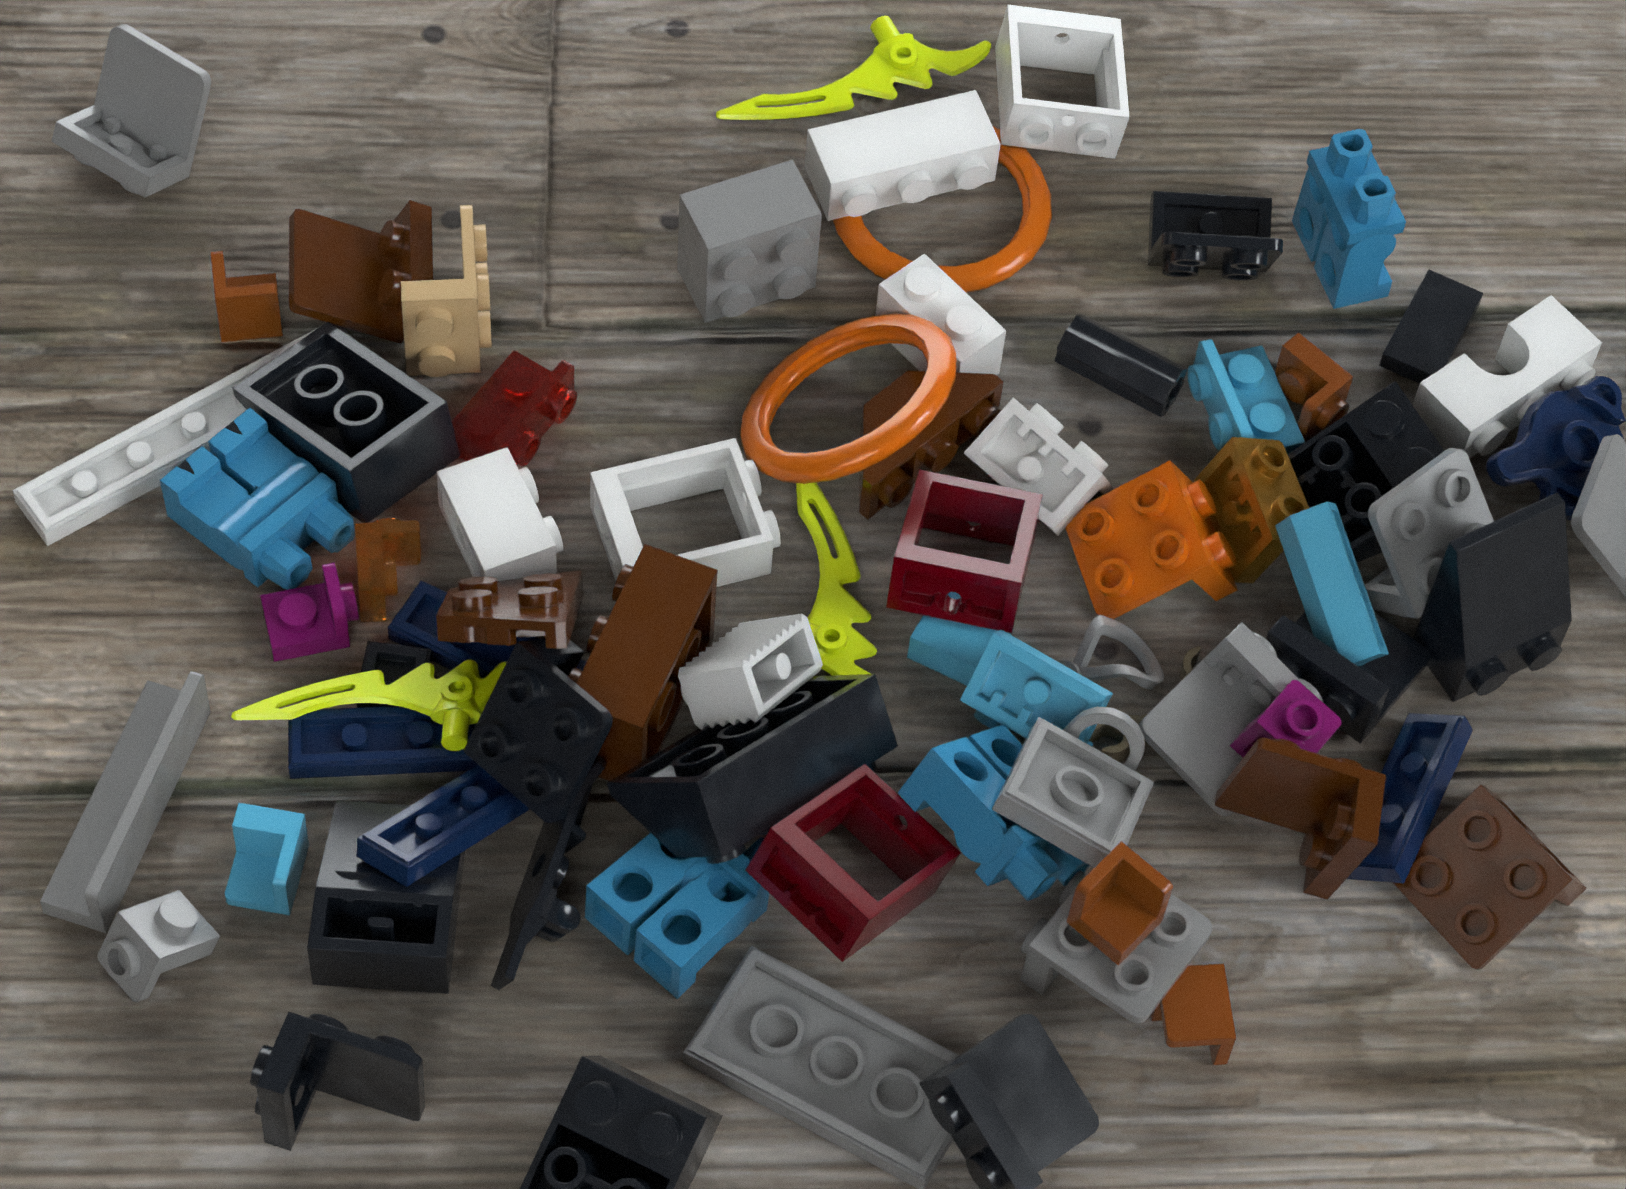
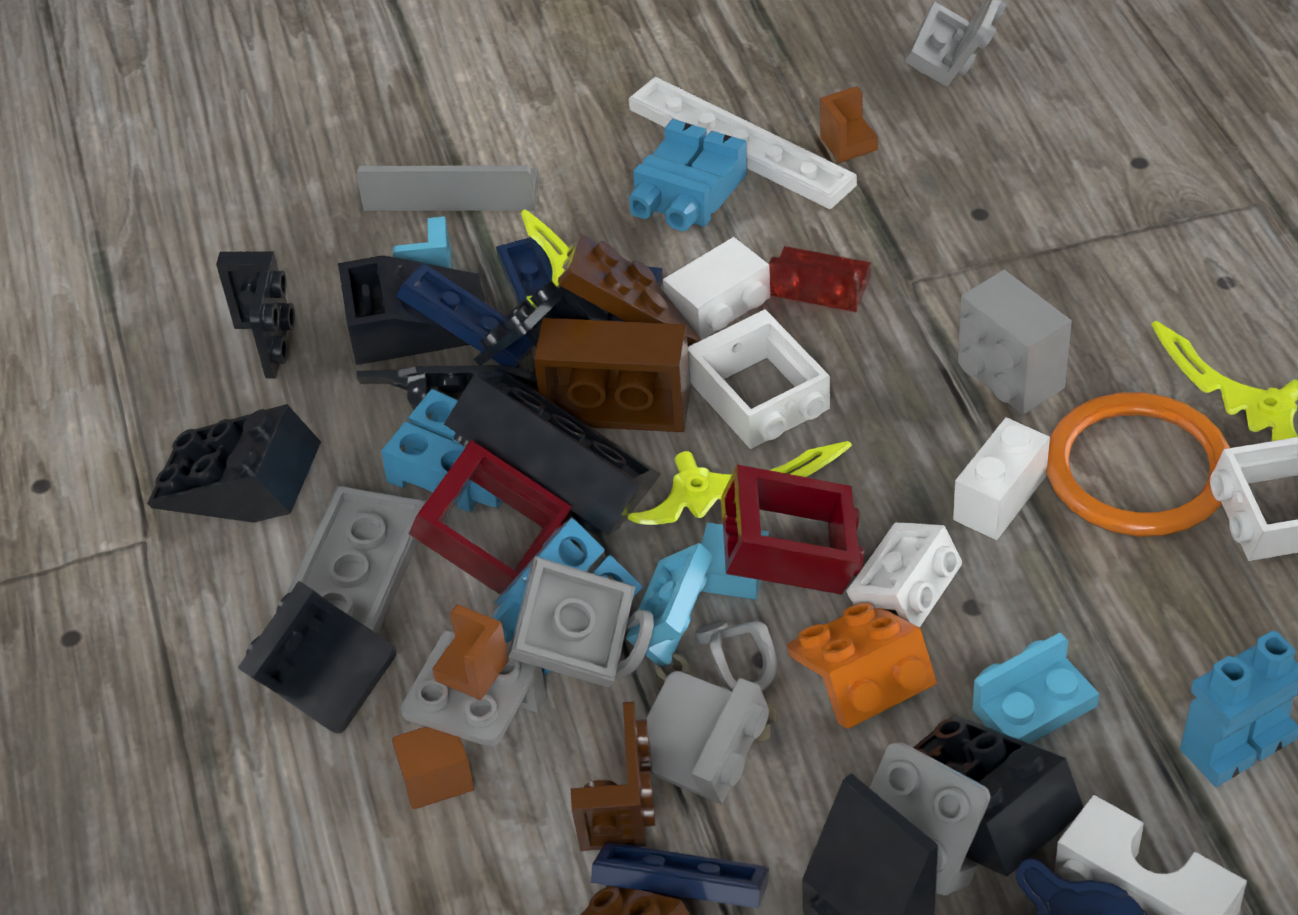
camera: 85 degrees right, 10 degrees down
(153, 941) = (354, 222): light grey bracket -> none
(310, 617) = (615, 225): magenta bracket -> none
(352, 419) = (763, 195): black slope -> none
(356, 273) = (888, 164): reddish brown bracket -> none
(379, 550) = (660, 239): clear orange bracket -> none
(450, 317) = (885, 212): tan bracket -> none
(750, 670) = (630, 430): white brick -> none
(872, 447) = (967, 444): orange wedge -> none
(902, 155) = (1149, 411): white brick -> none
(965, 414) = (896, 484): reddish brown slope -> none
(1120, 365) = (1028, 600): black axle -> none
(1211, 233) = (1183, 626): black bracket -> none
(1252, 494) = (925, 711): pearl gold bracket -> none
(1291, 716) = (685, 756): magenta bracket -> none
(1314, 382) = (1072, 730): dark orange bracket -> none
(1331, 583) = (831, 752): medium azure piece -> none
(1351, 691) = (780, 799): black bracket -> none
(1431, 327) = (1190, 819): black tile -> none

